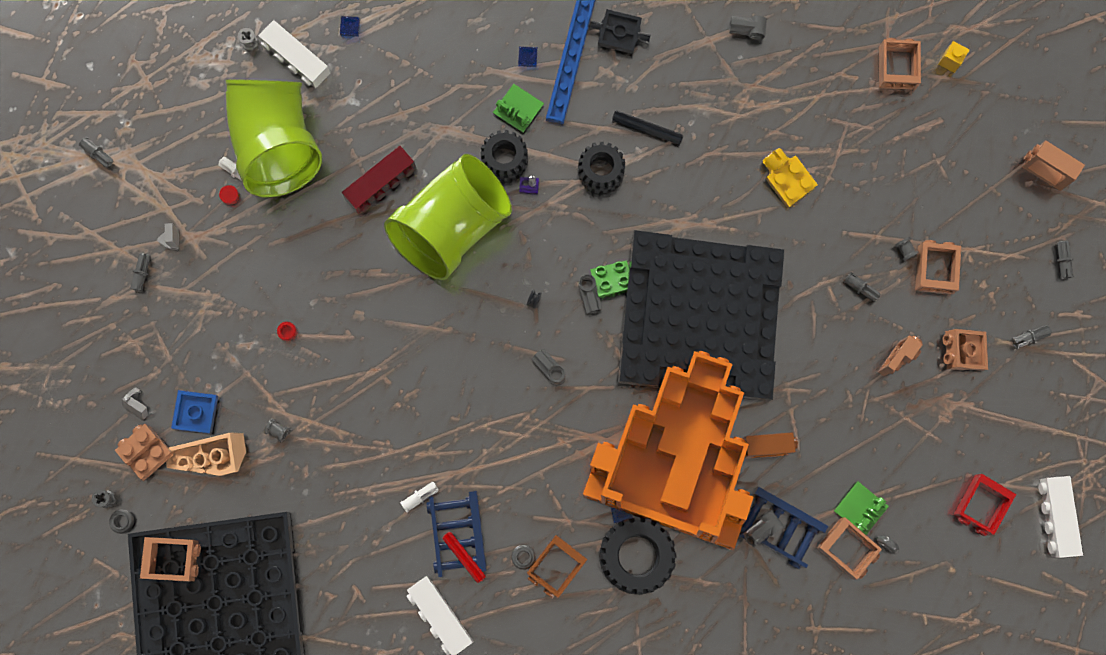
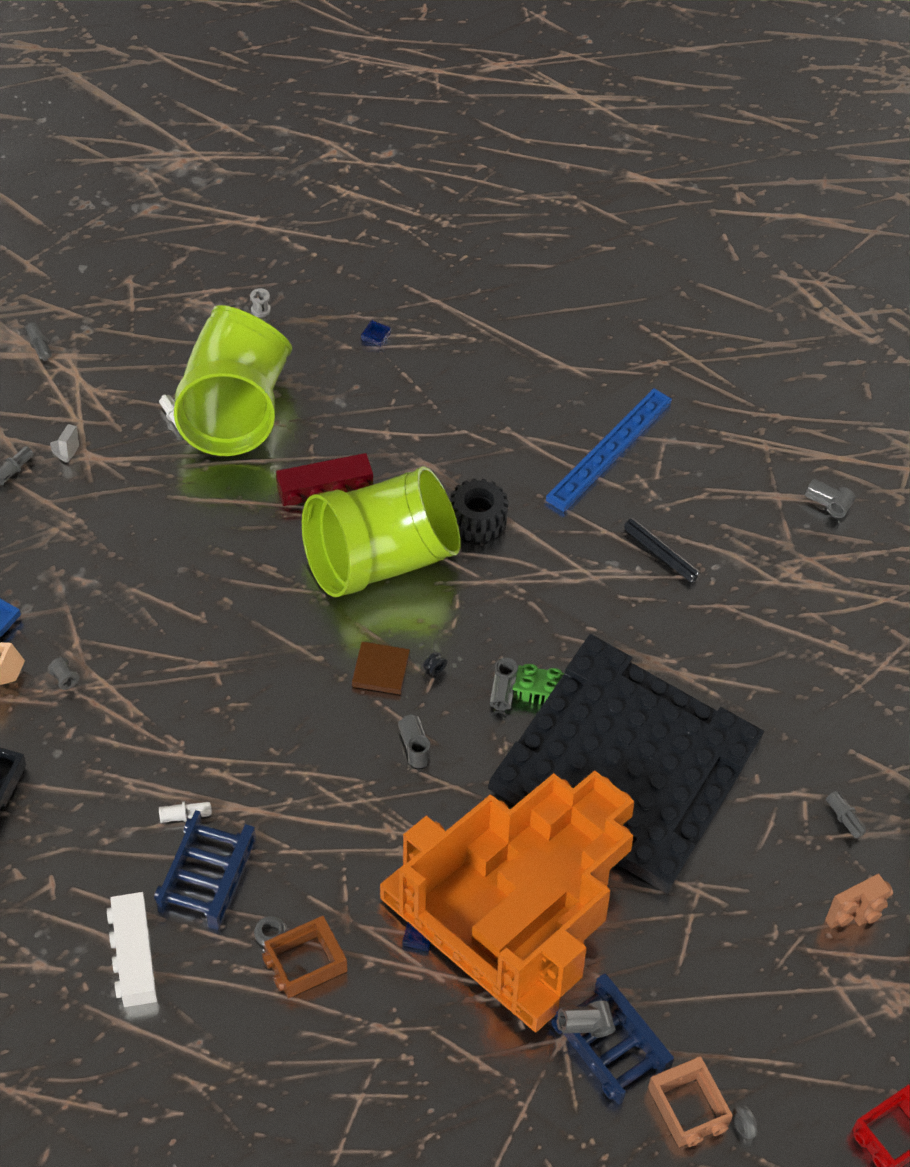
camera: 25 degrees right, 25 degrees down
(229, 195) = (153, 433): red tile -> none
(287, 331) = (135, 584): red tile -> none
(294, 54) = (297, 326): white brick -> none
(464, 557) = (199, 890): red axle -> none
(496, 318) = (380, 668): none -> reddish brown tile
(518, 108) = (519, 474): bright green hinge -> none
(528, 56) = (557, 432): clear blue tile -> none
(532, 187) = (492, 550): dark purple piece -> none
(607, 154) = (586, 549): black tyre -> none
(619, 31) = (675, 446): black plate -> none
(664, 556) = (414, 952): black tyre -> none
(770, 445) = (640, 931): dark orange window -> none
(788, 177) = (807, 663): yellow plate -> none
(861, 507) = (732, 1064): bright green hinge -> none

